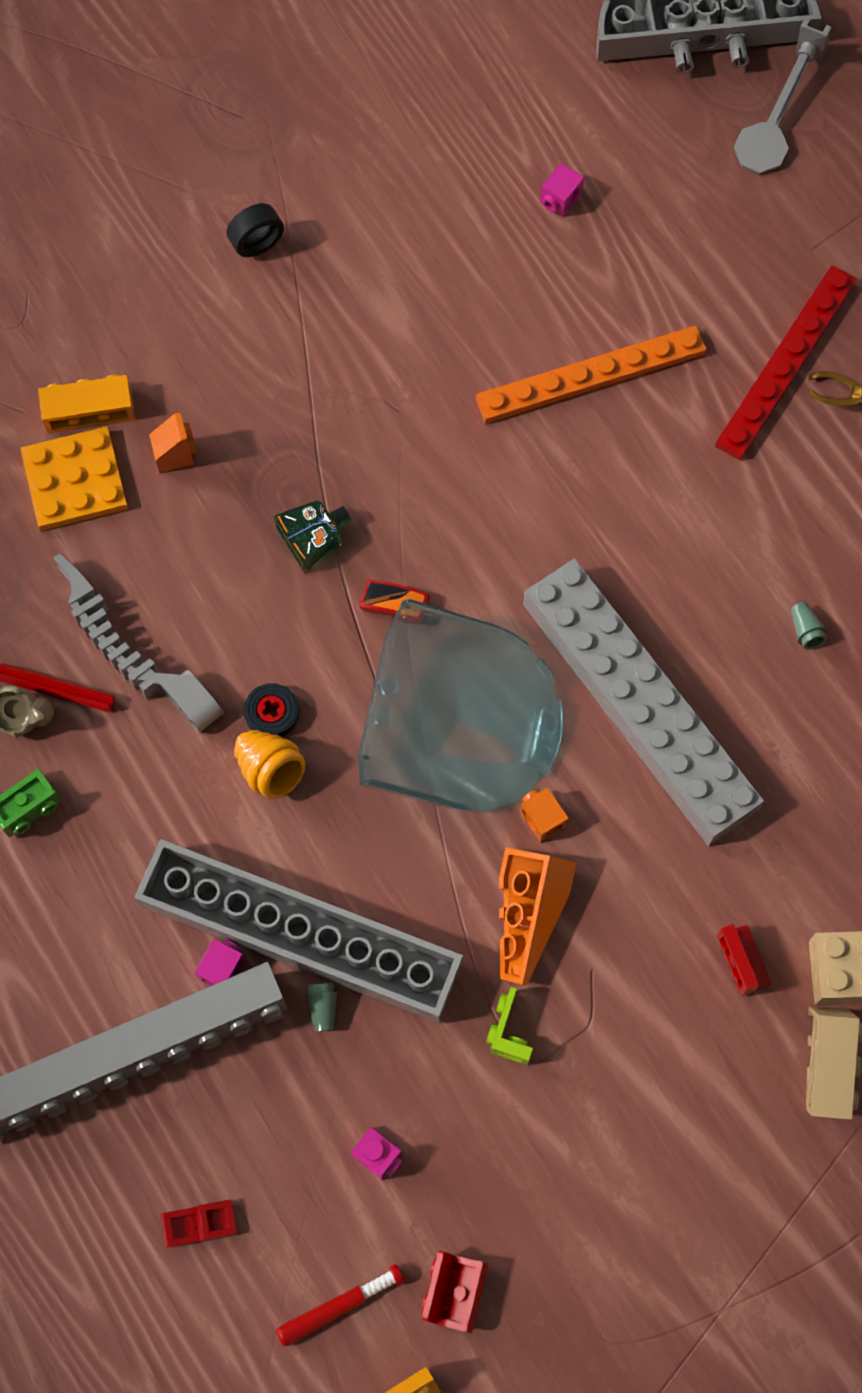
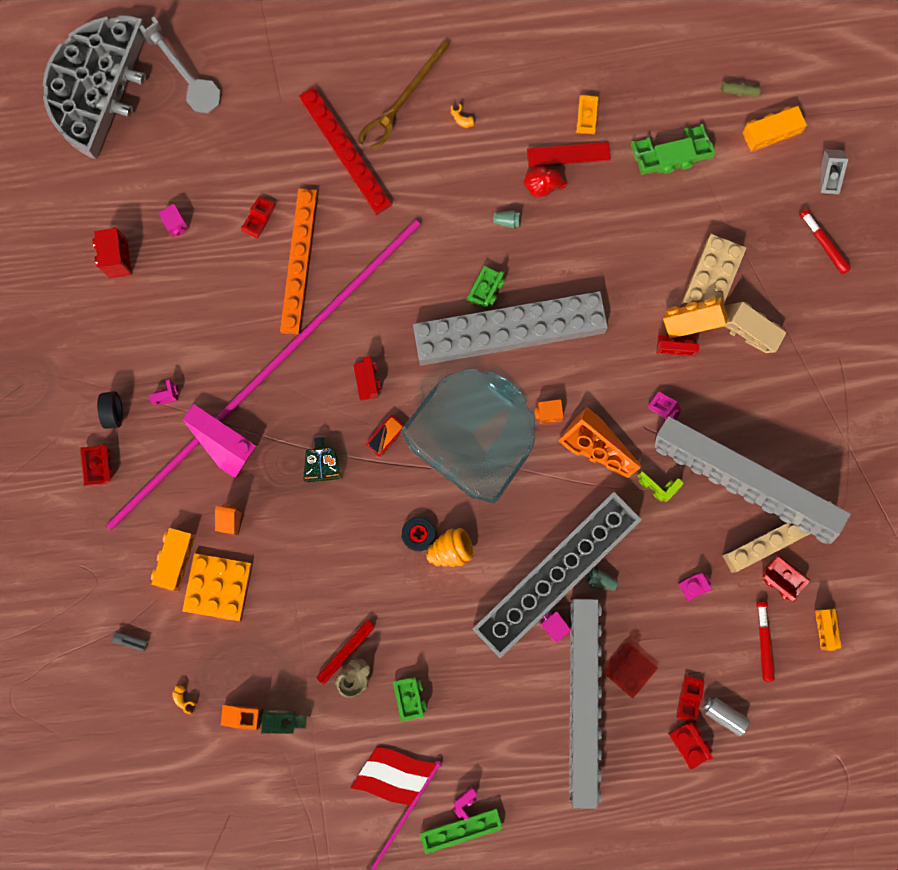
camera: 60 degrees left, 10 degrees up
(126, 1255) = (690, 745): none -> red bracket
(171, 249) = (95, 465): none -> red bracket
(182, 690) = (383, 579): light grey piece -> none
(195, 1289) = (726, 715): none -> light grey brick
(203, 1110) = (630, 670): none -> clear red hinge
(278, 393) = (223, 444): none -> dark pink wedge
(309, 291) = (163, 397): none -> dark pink bracket
(416, 406) = (261, 376): none -> dark pink piece
(464, 537) = (365, 379): none -> red bracket
(474, 134) = (112, 253): none -> red brick
(519, 1256) = (763, 546): none -> tan brick
(578, 1159) = (751, 481): none -> light grey brick
(626, 295) = (258, 217): none -> red slope
(636, 985) = (665, 406): none -> dark pink bracket
(686, 641) = (486, 287): none -> bright green bracket
(799, 961) = (695, 317): none -> light orange brick

